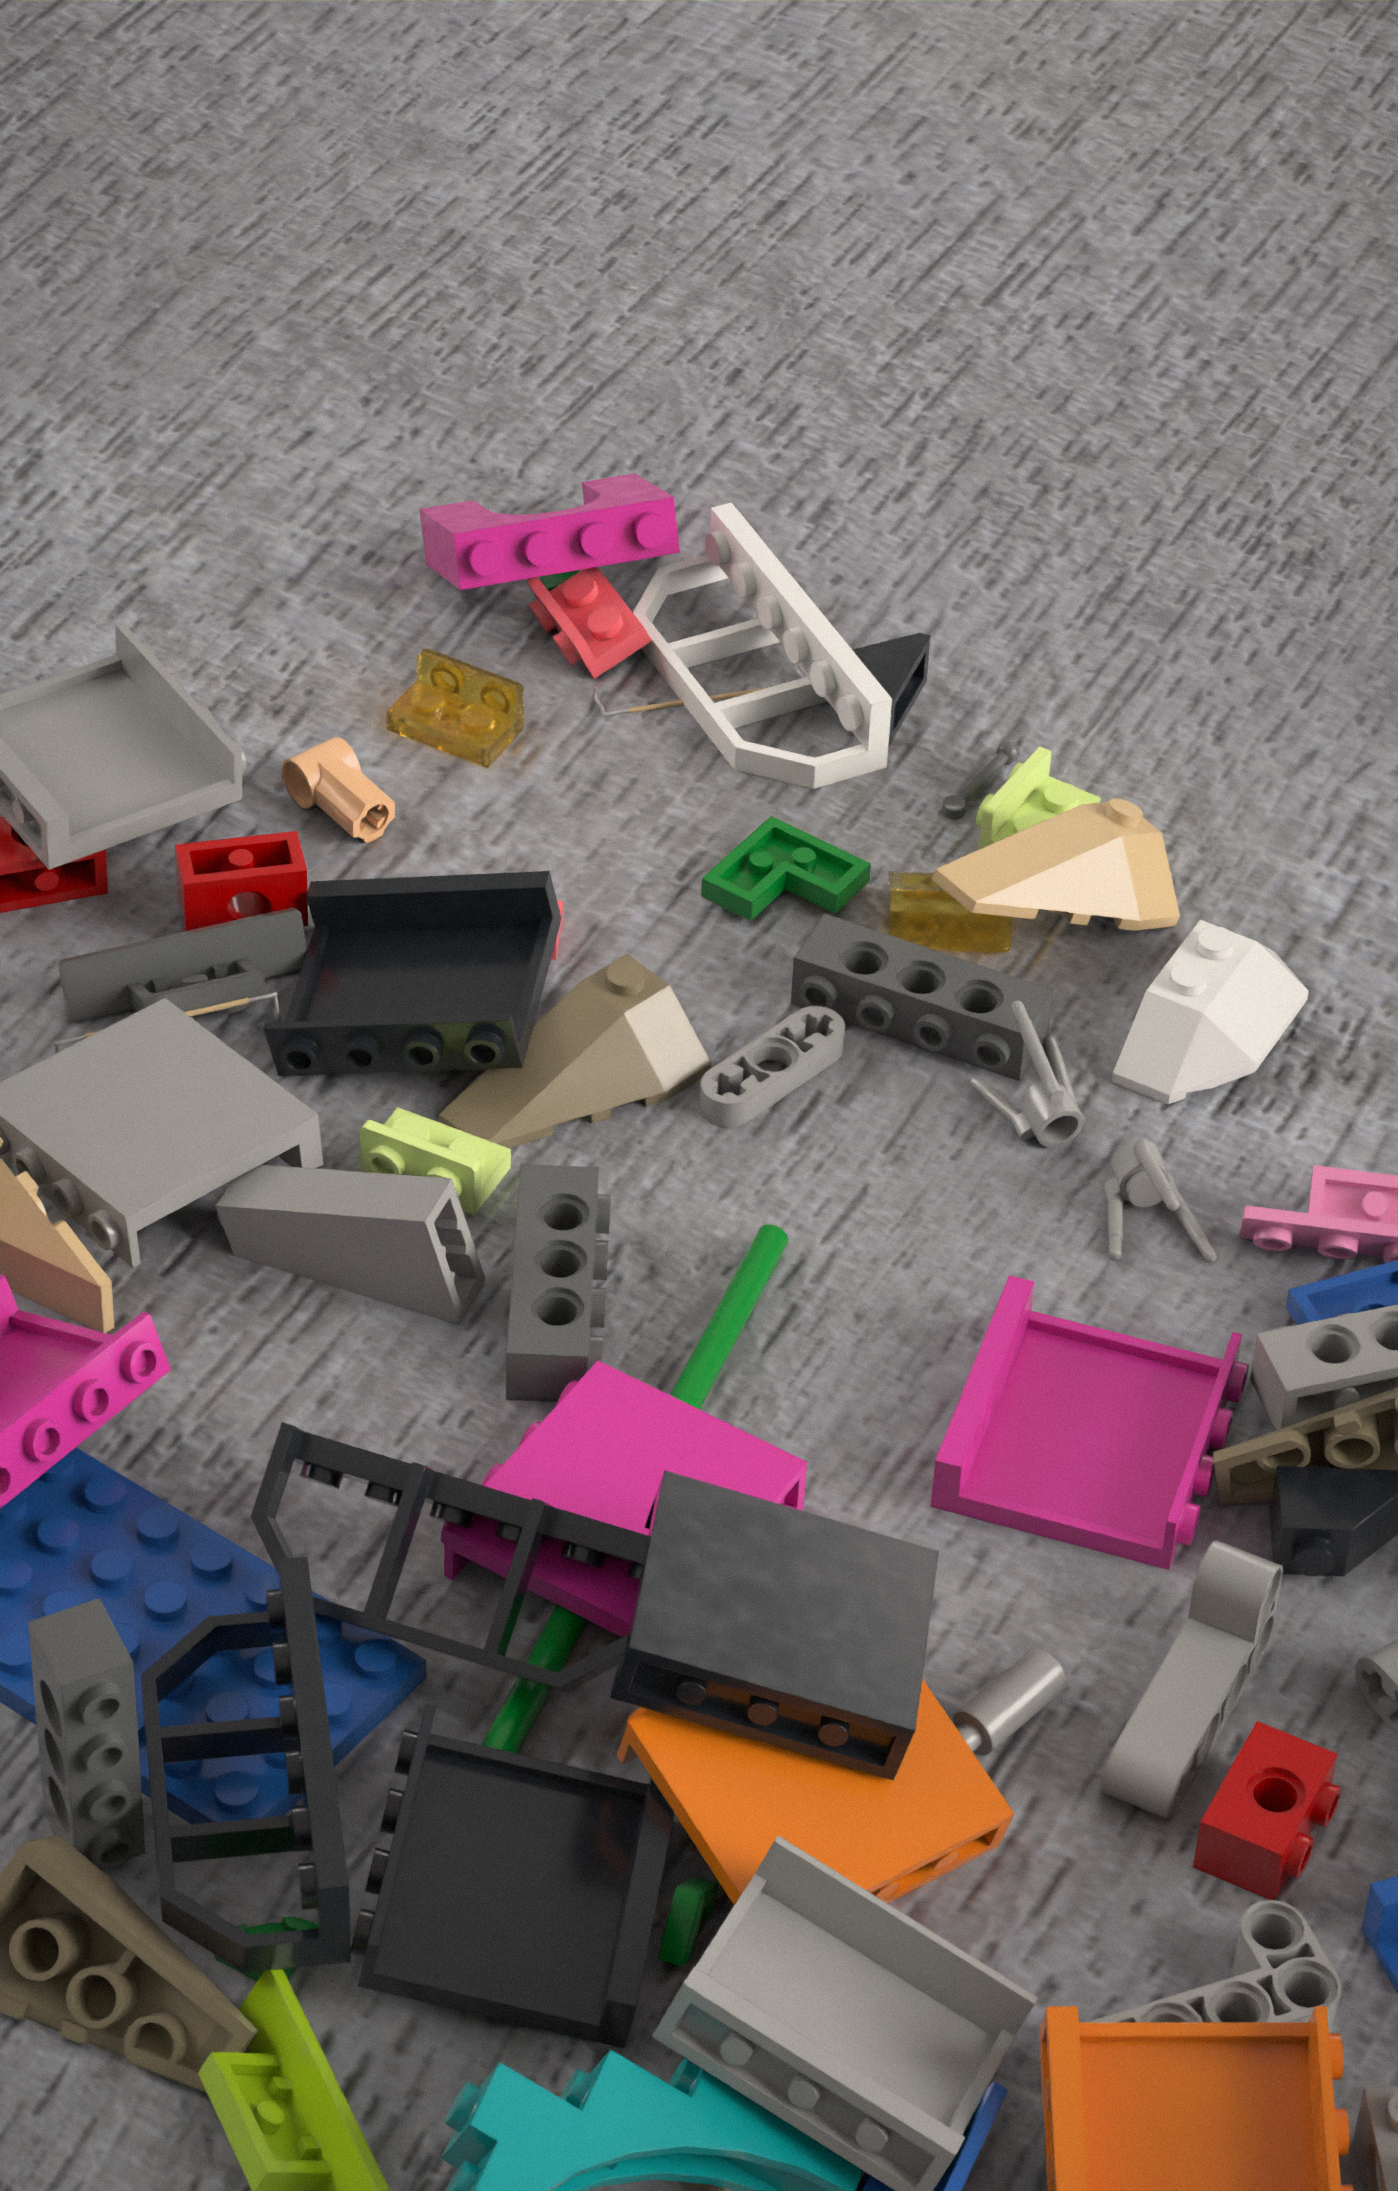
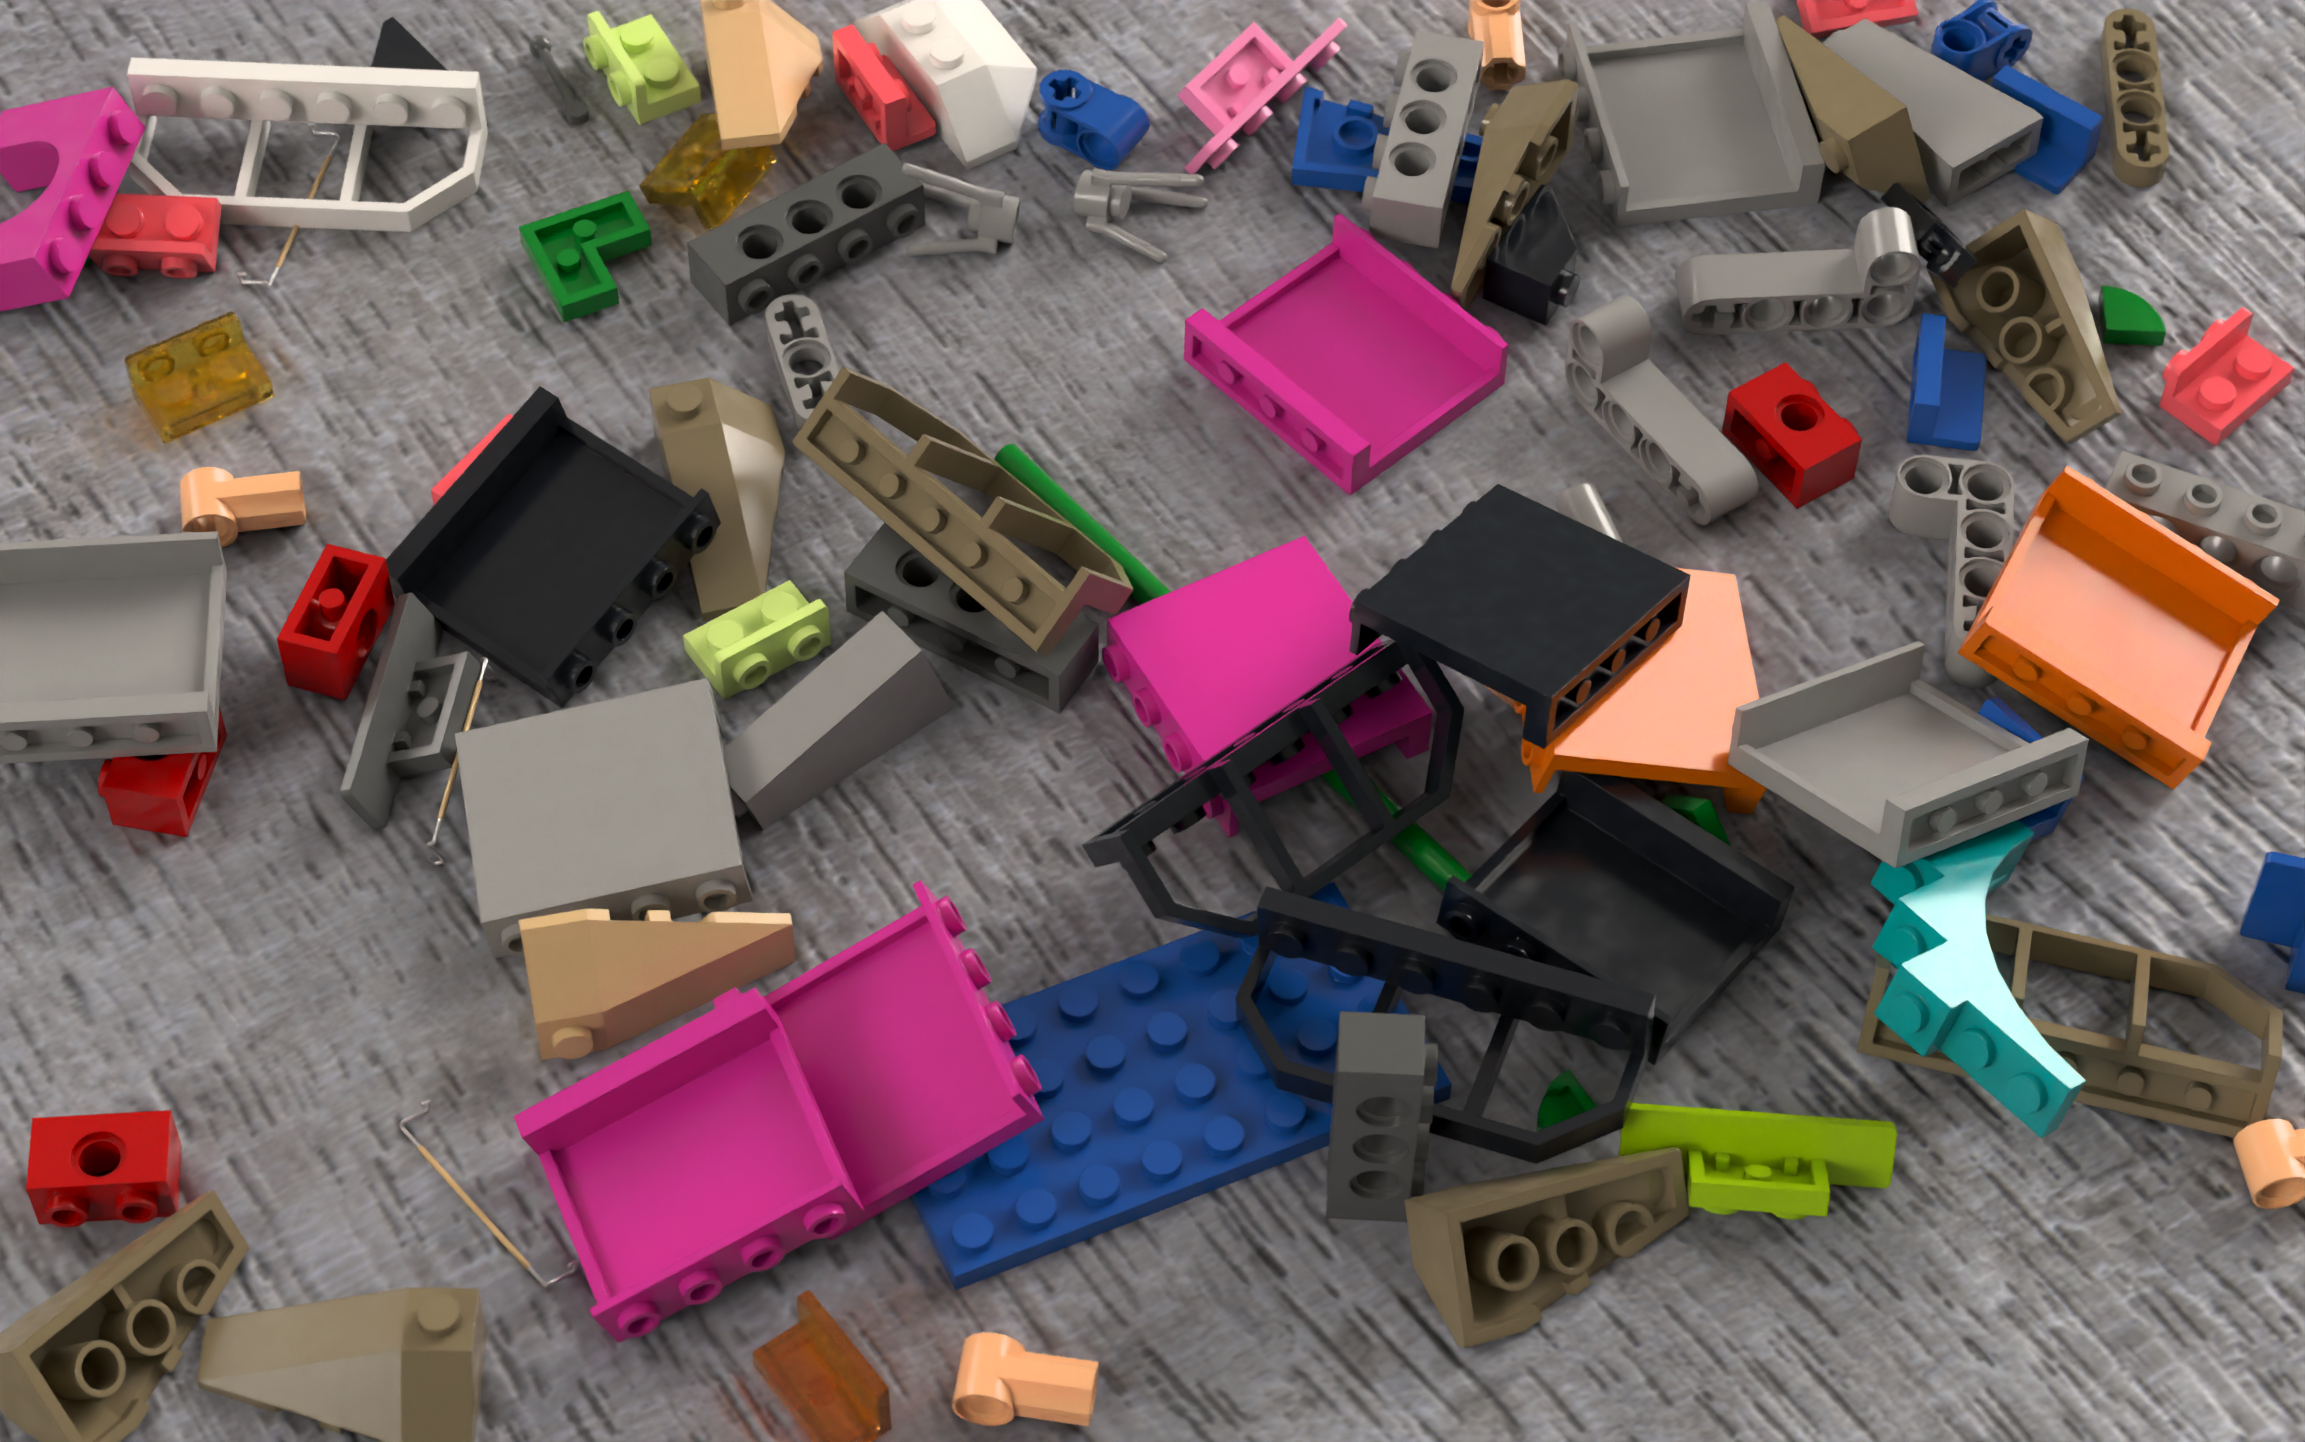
camera: 60 degrees left, 10 degrees up
(603, 1203) = (947, 529): none -> dark tan plate
(1123, 967) = (879, 91): none -> coral bracket
(1227, 1124) = (1094, 123): none -> blue piece

